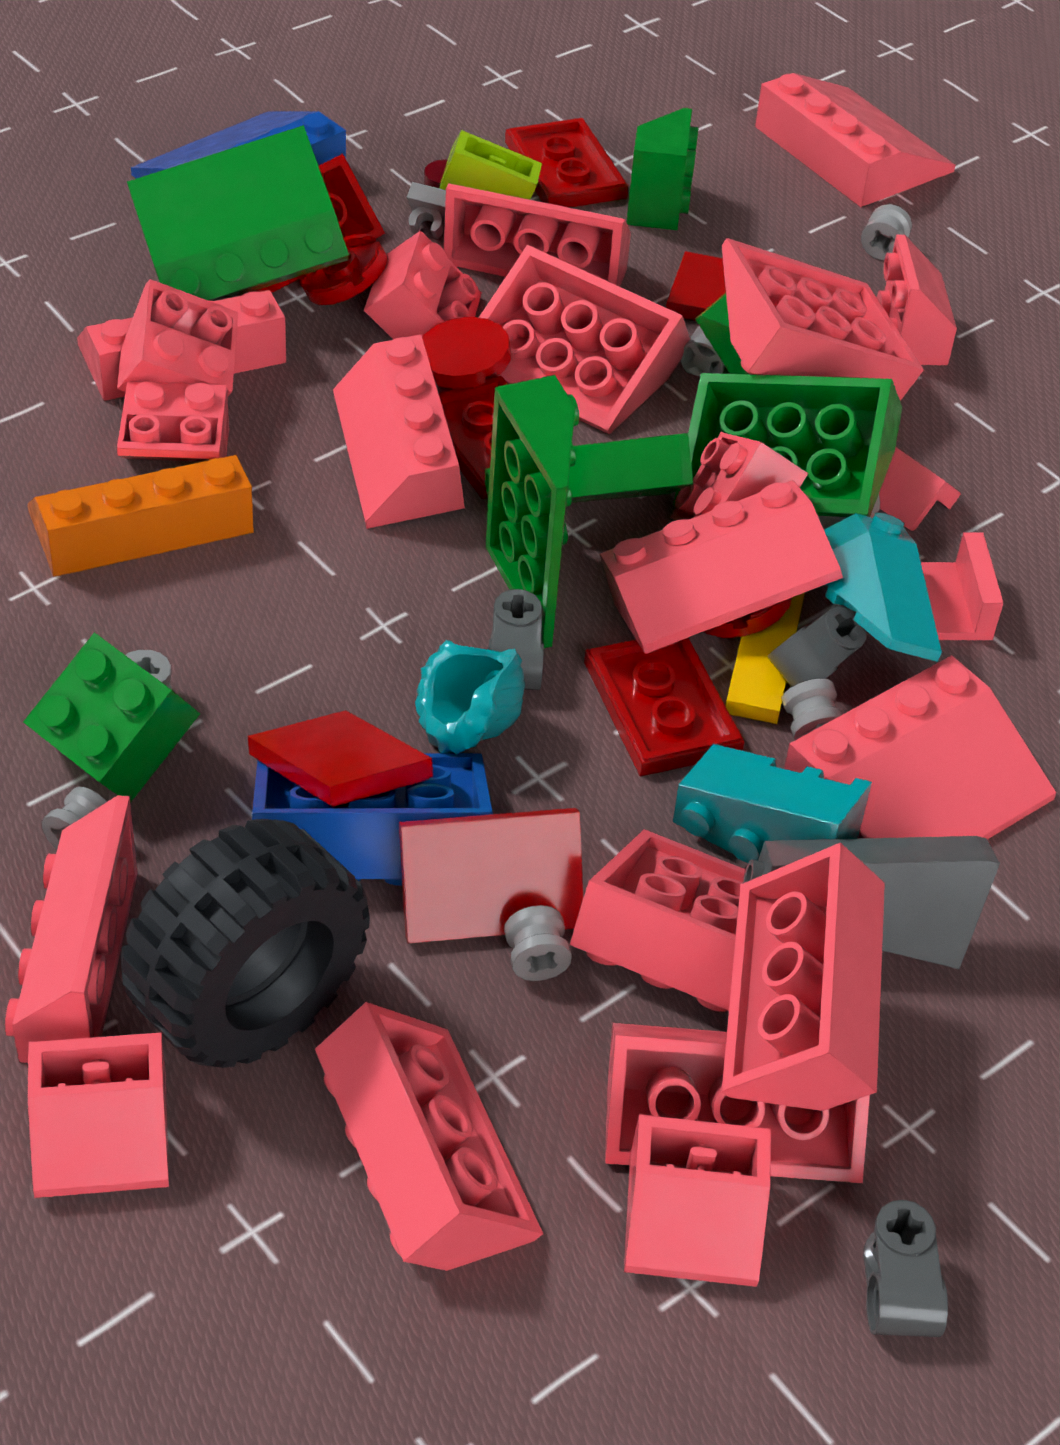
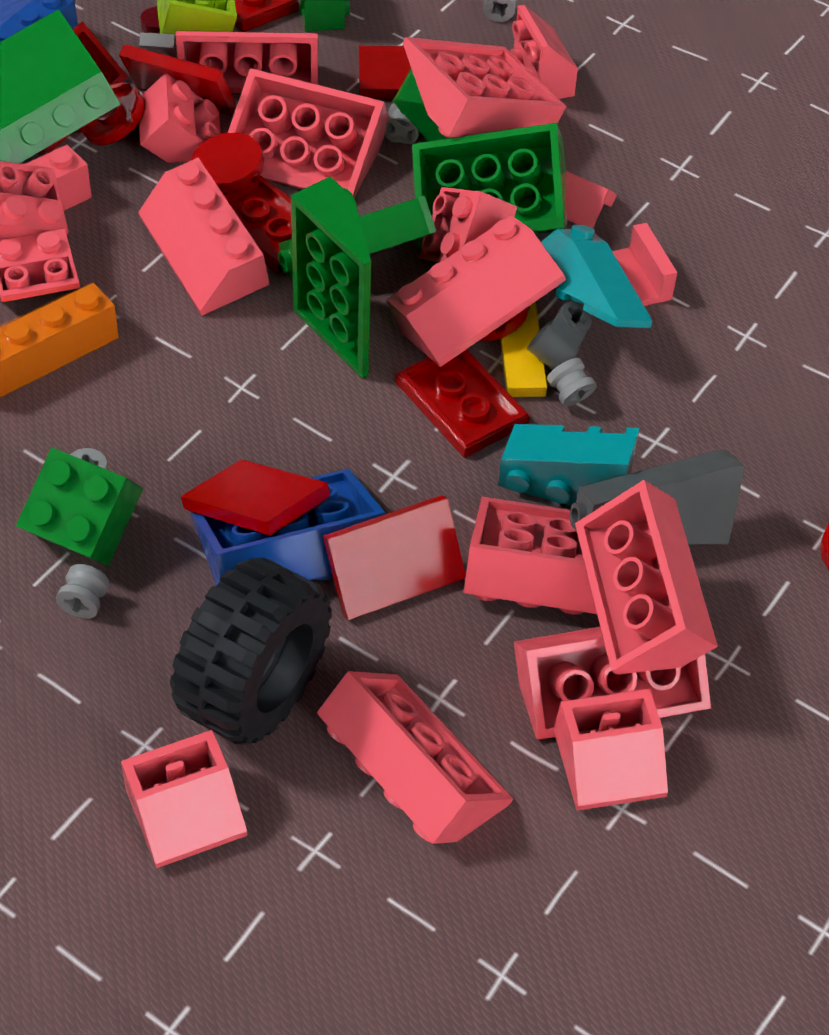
camera: 15 degrees left, 5 degrees up
(77, 931) = (114, 671): coral slope -> none
(463, 247) = (148, 66): none -> red tile
(468, 695) = (328, 428): teal hair -> none
(518, 627) = (346, 380): dark grey piece -> none
(537, 943) = (440, 597): light grey wheel -> none
(904, 1273) = (761, 762): dark grey piece -> none
(935, 756) = (668, 393): coral slope -> none

